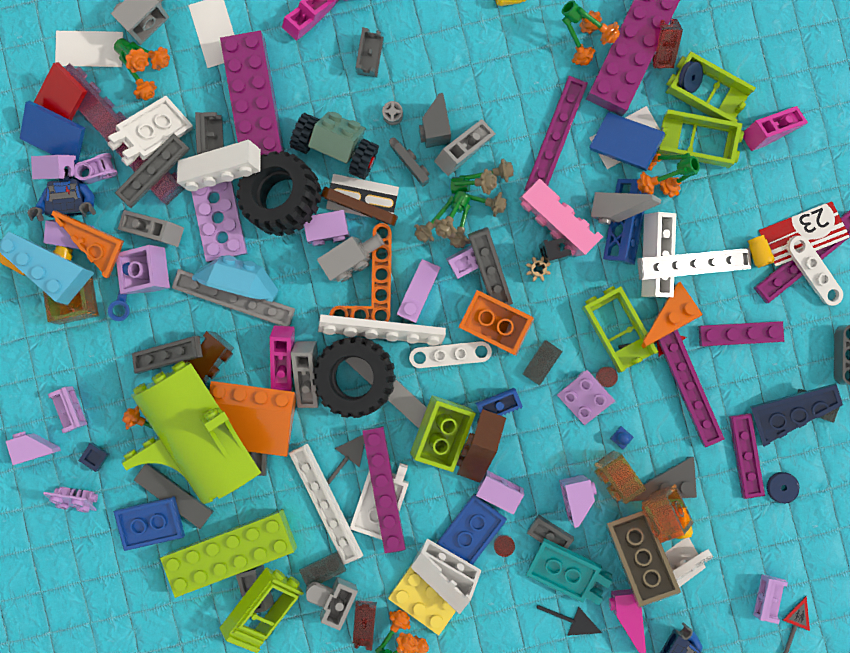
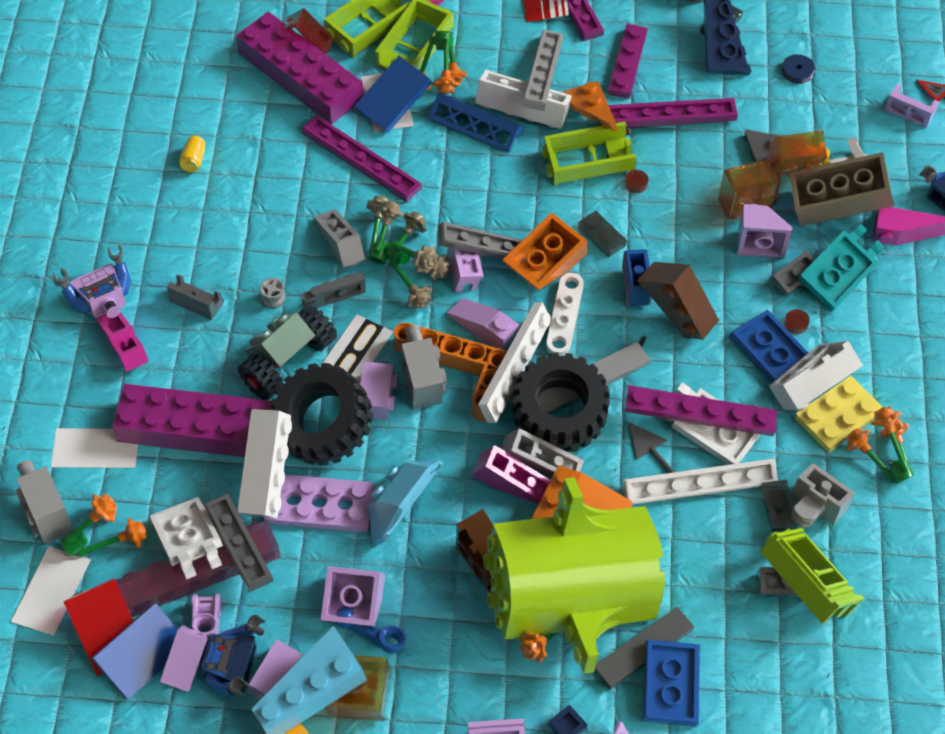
camera: 75 degrees left, 30 degrees down
(97, 245) = (295, 635): orange wing -> none
(151, 228) = (303, 575): light grey slope -> none
(167, 354) = (468, 591): dark grey tile -> none
(208, 131) = (214, 483): dark grey hinge -> none
(228, 553) = (732, 599): lime brick -> none
(262, 309) = (421, 515): light grey tile -> none
(359, 206) = (369, 346): reddish brown beam -> none
(364, 624) = (859, 477): clear red hinge -> none
(435, 124) = (303, 247): dark grey slope -> none
(442, 433) = (652, 334): lime brick -> none
(500, 492) = (736, 304): lavender hinge -> none
(536, 274) = (498, 207): tan gear -> none
(551, 251) = (485, 184): black hinge -> none
(559, 219) = (454, 169): bright pink wedge -> none
(580, 624) = (901, 276): black piece -> none
(585, 397) = (652, 202): lavender hinge -> none
(589, 24) = (254, 93): orange plant -> none
(620, 206) = (459, 115): light grey slope -> none
(621, 437) = (707, 185): blue piece -> none
(691, 76) = (348, 26): dark blue piece -> none
(746, 456) = (757, 88): magenta tile -> none
(760, 251) = (549, 21): yellow piece -> none

